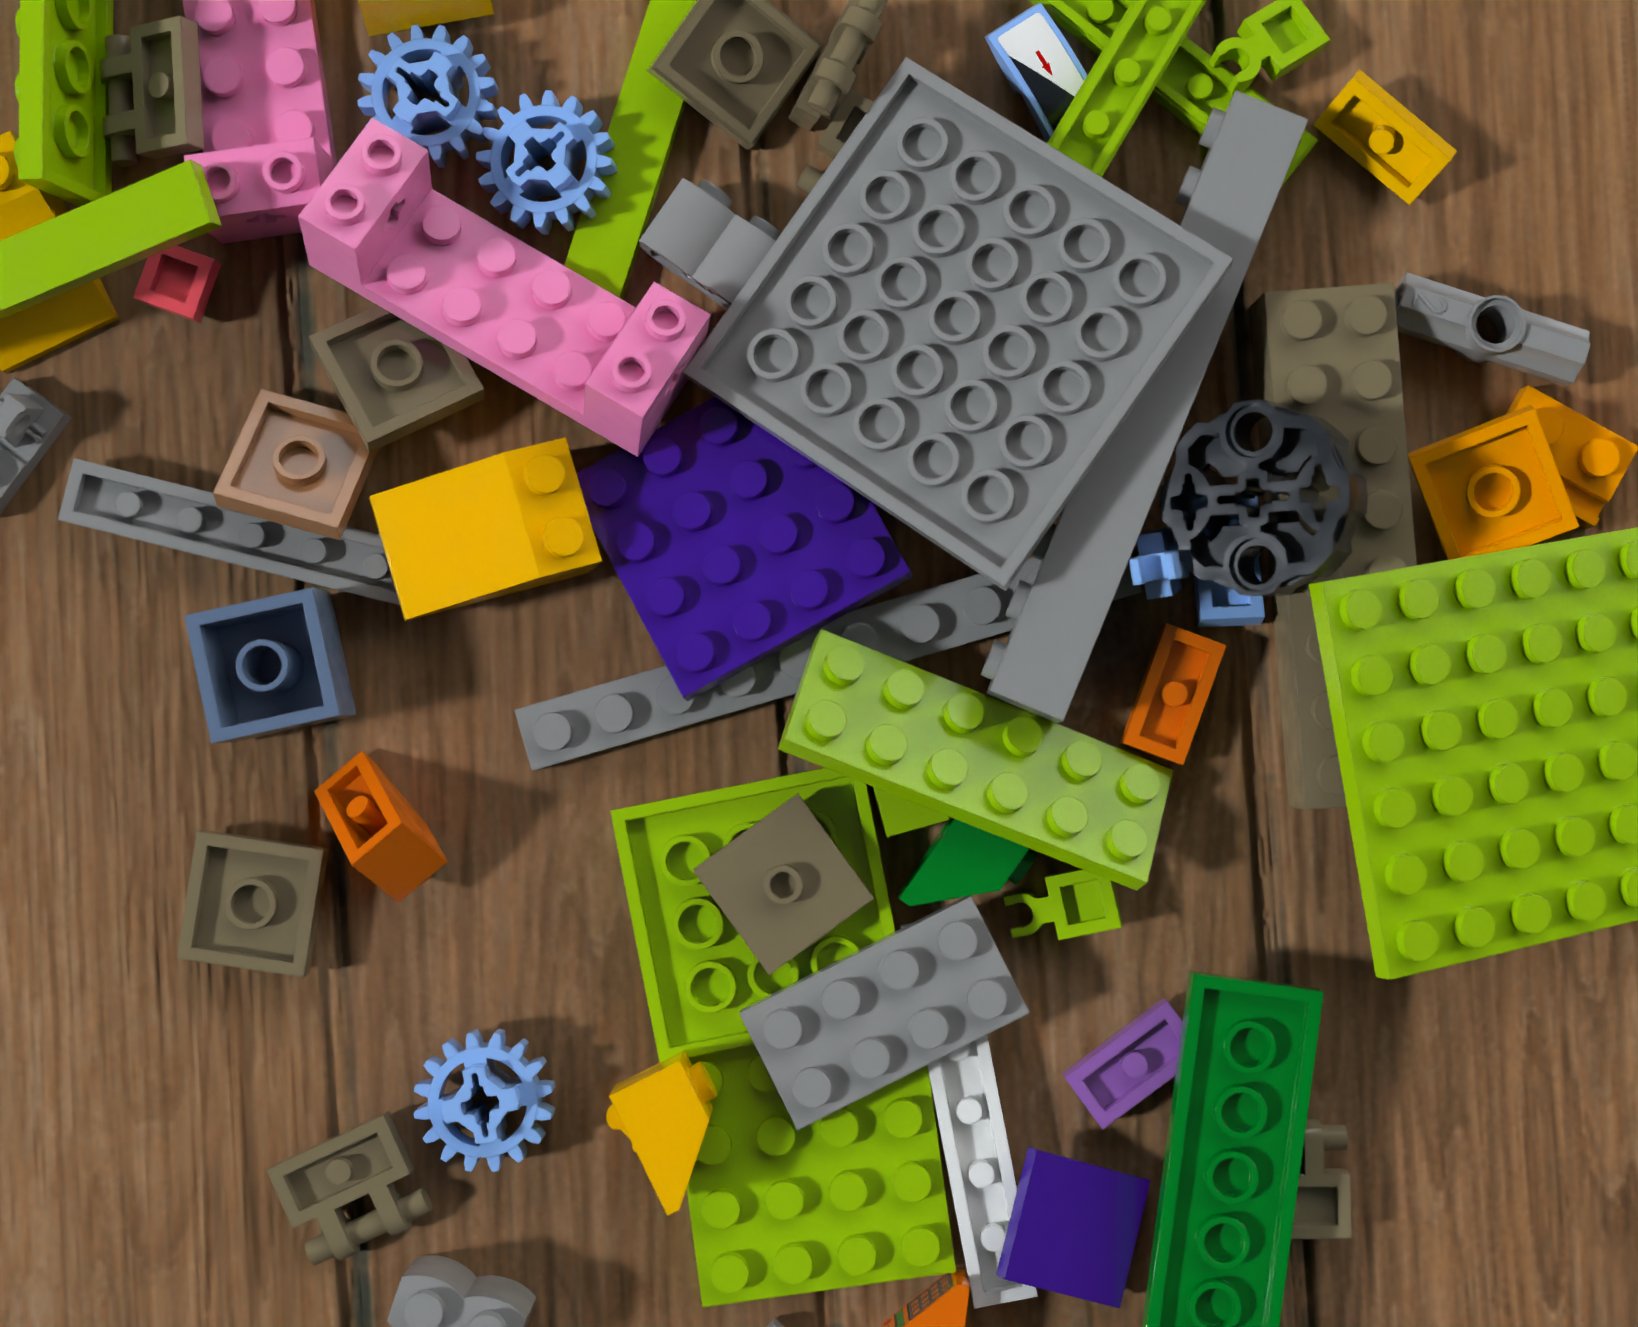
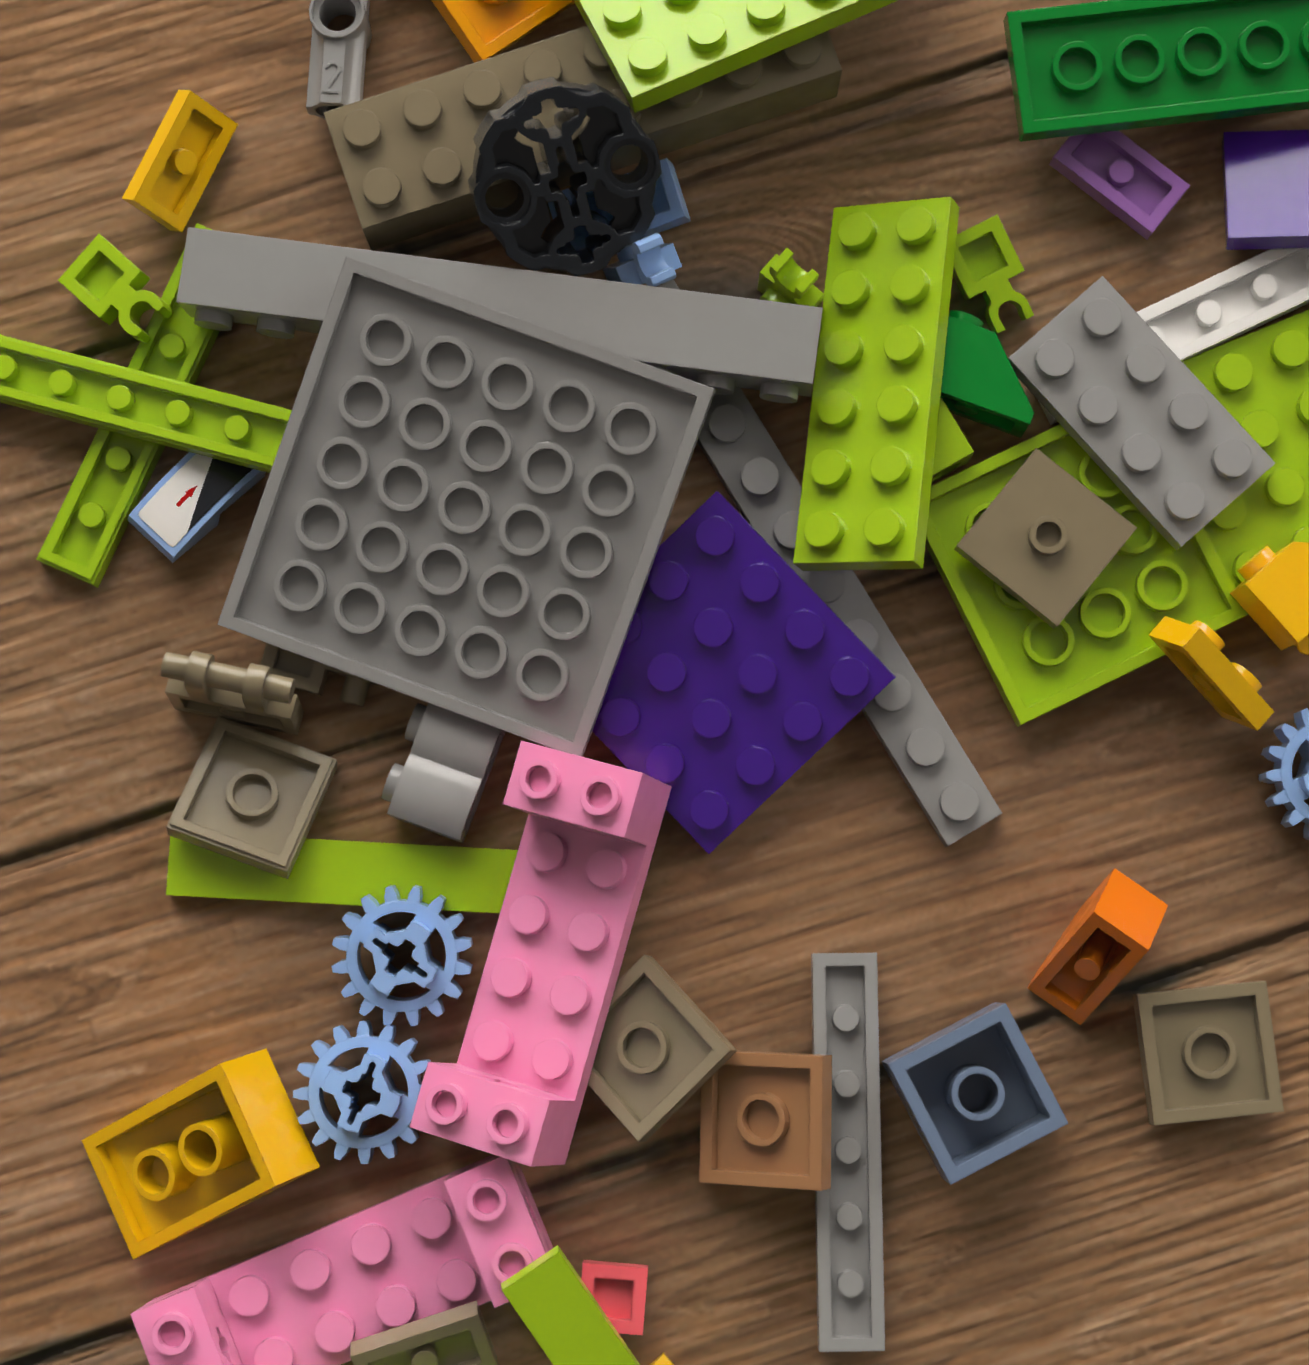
camera: 100 degrees left, 5 degrees down
(486, 529) = (783, 913): yellow slope -> none
(592, 1022) = (1223, 684): none -> yellow plate
(1097, 700) = (788, 283): none -> lime plate
(1173, 694) = (761, 224): orange plate -> none

